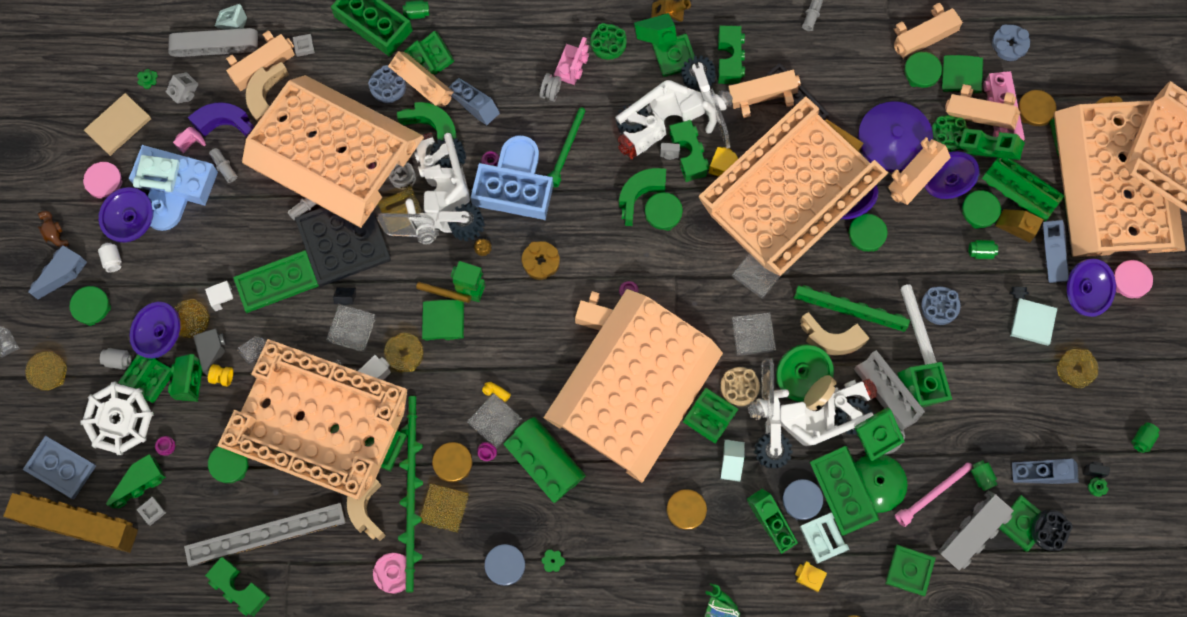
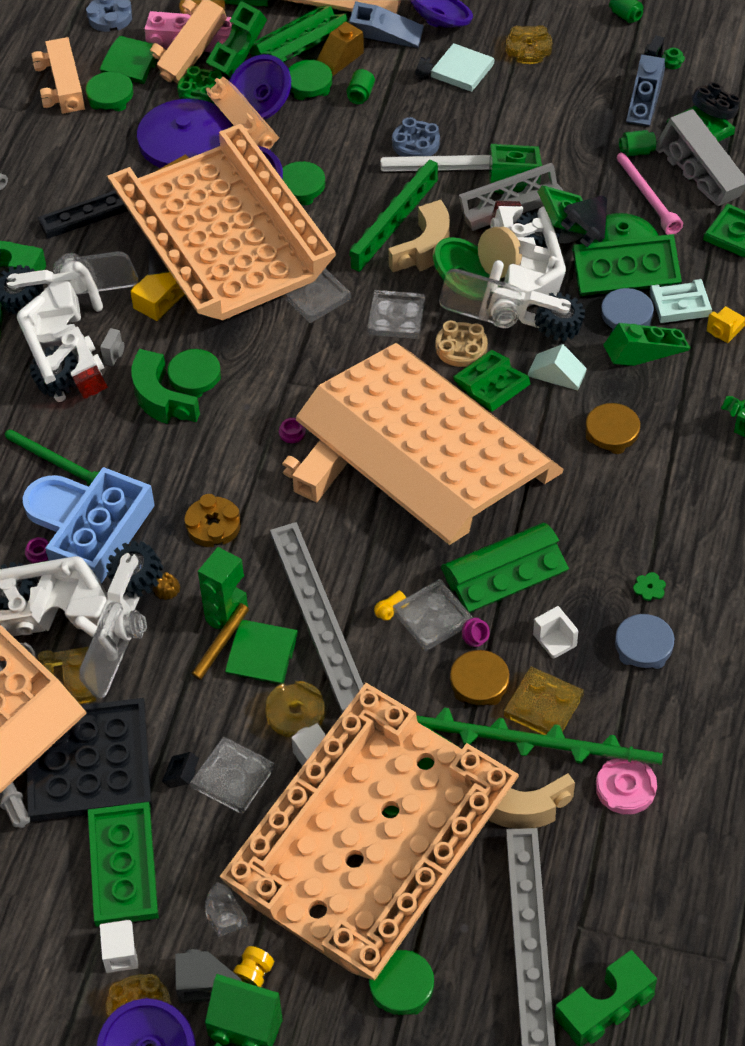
camera: 75 degrees left, 20 degrees down
(477, 348) = (317, 614): none -> light grey plate
(498, 504) = (555, 632): none -> white panel
(694, 165) = (139, 323): green arch -> none
(764, 89) = (71, 223): light nougat brick -> none
(877, 452) = (589, 215): none -> black flag

